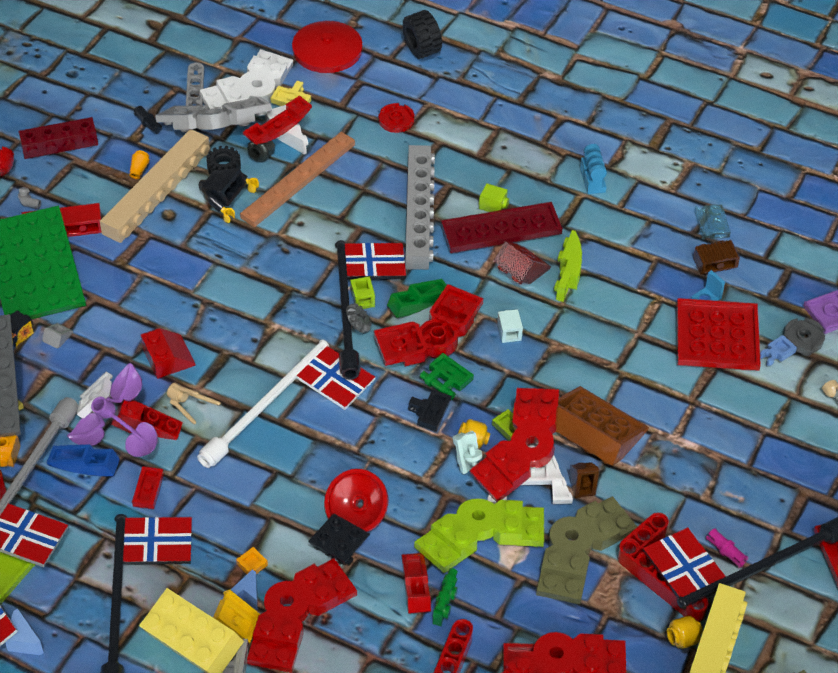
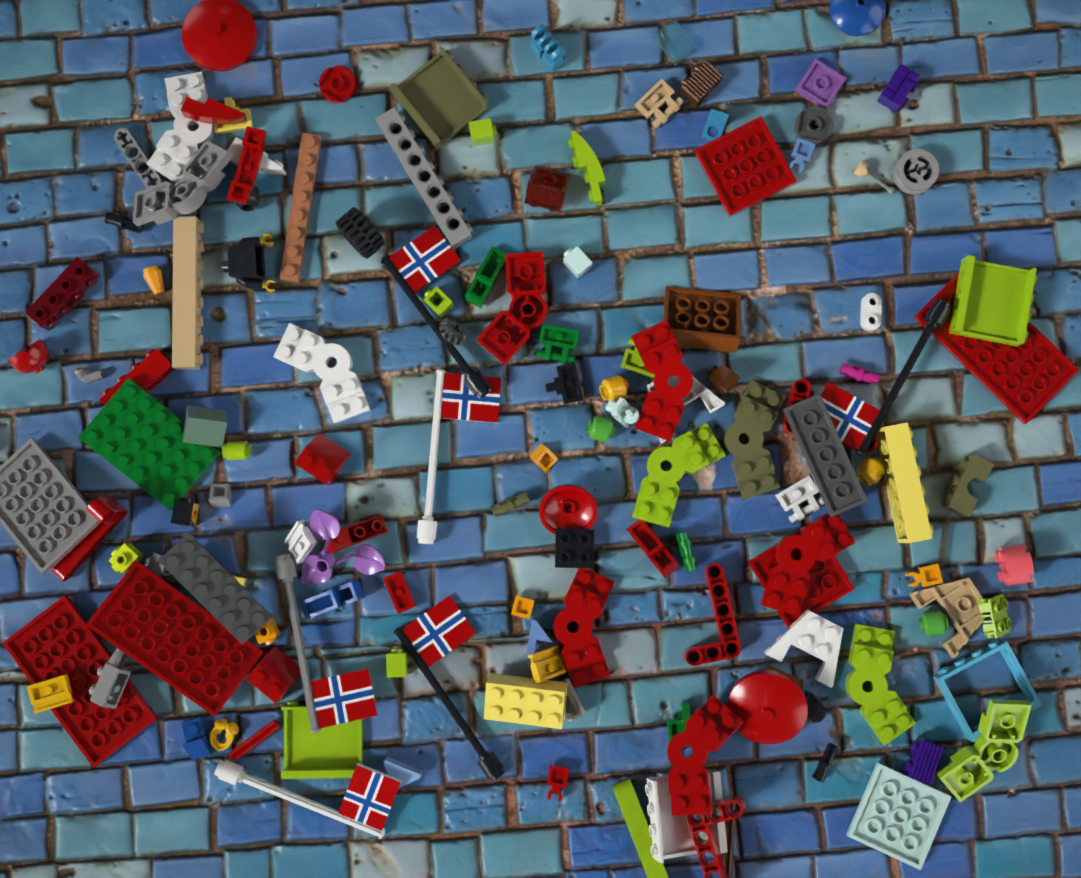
camera: 25 degrees left, 35 degrees up
(88, 274) = (205, 426): none -> sand green slope
(96, 542) = (397, 663): none -> lime brick
(100, 308) = (236, 450): none -> lime brick
(180, 394) = (361, 492): tan plant -> none
(222, 155) = (215, 227): black tyre -> none
(234, 292) = (339, 385): none -> white plate
(278, 79) = (211, 112): none -> red slope
(306, 473) = (510, 504): none -> olive pin
(334, 208) = (360, 232): none -> black tyre
(366, 457) = (543, 457): none -> light orange slope
(437, 457) = (600, 428): none -> bright green head
(472, 162) = (440, 99): none -> olive panel
(501, 226) = (506, 158): dark red plate -> none
(595, 614) = (796, 494): none -> white plate
(642, 582) = (825, 455): none -> dark grey plate
(665, 249) = (654, 99): none -> tan plate
(772, 504) = (870, 311): none -> white plate

